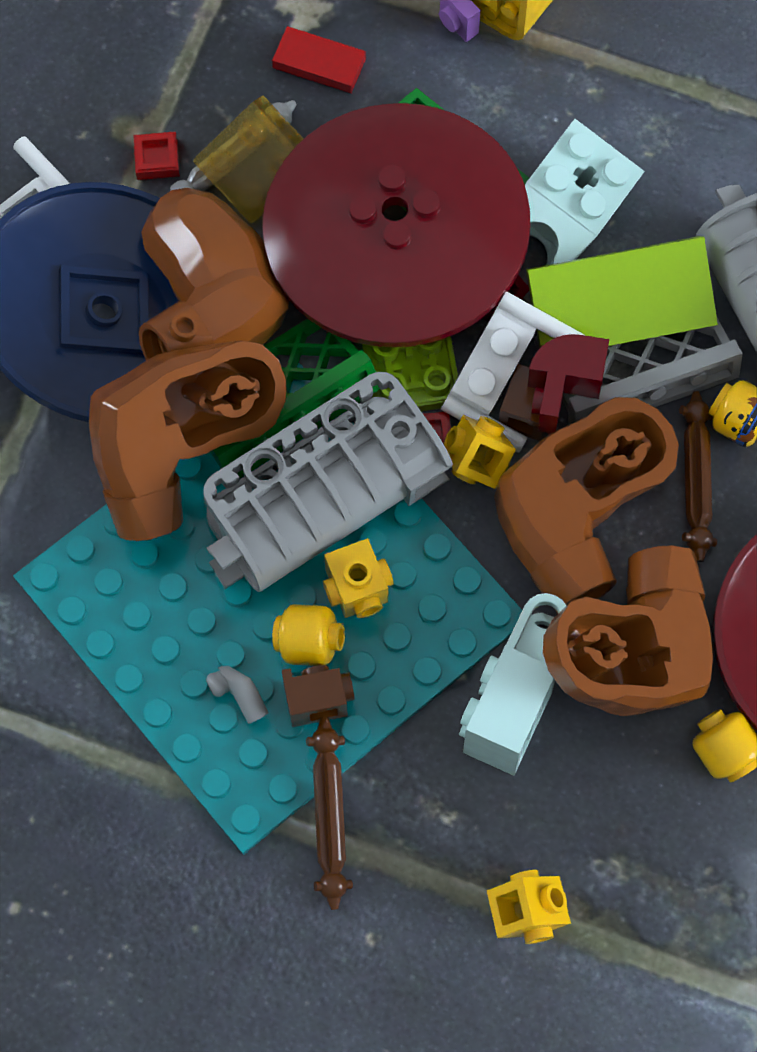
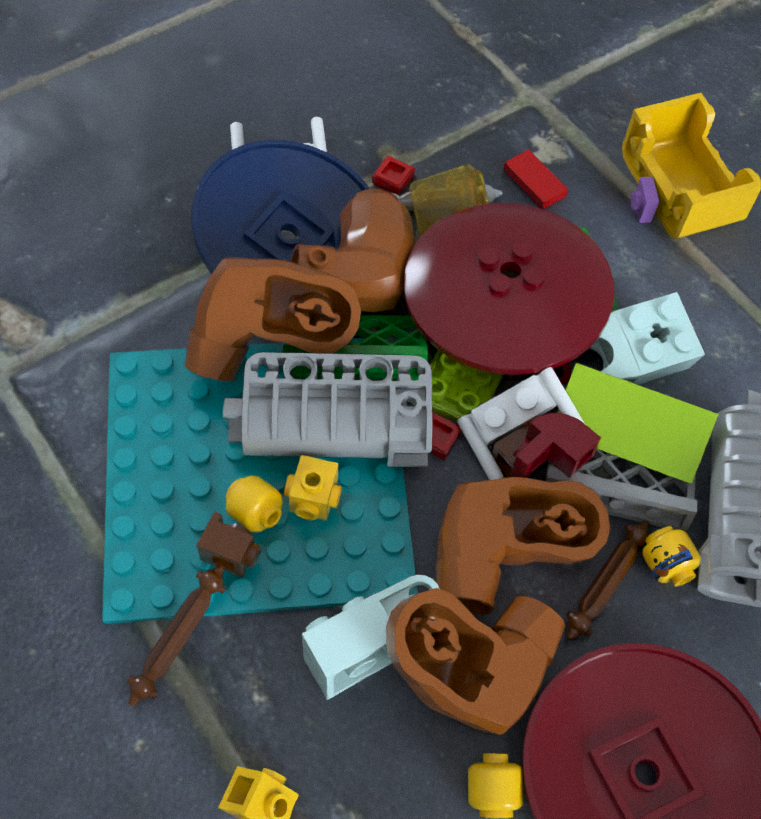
camera: 30 degrees right, 10 degrees down
(241, 688) = (184, 513): light grey arm -> none
(479, 450) = (456, 471): yellow brick -> none

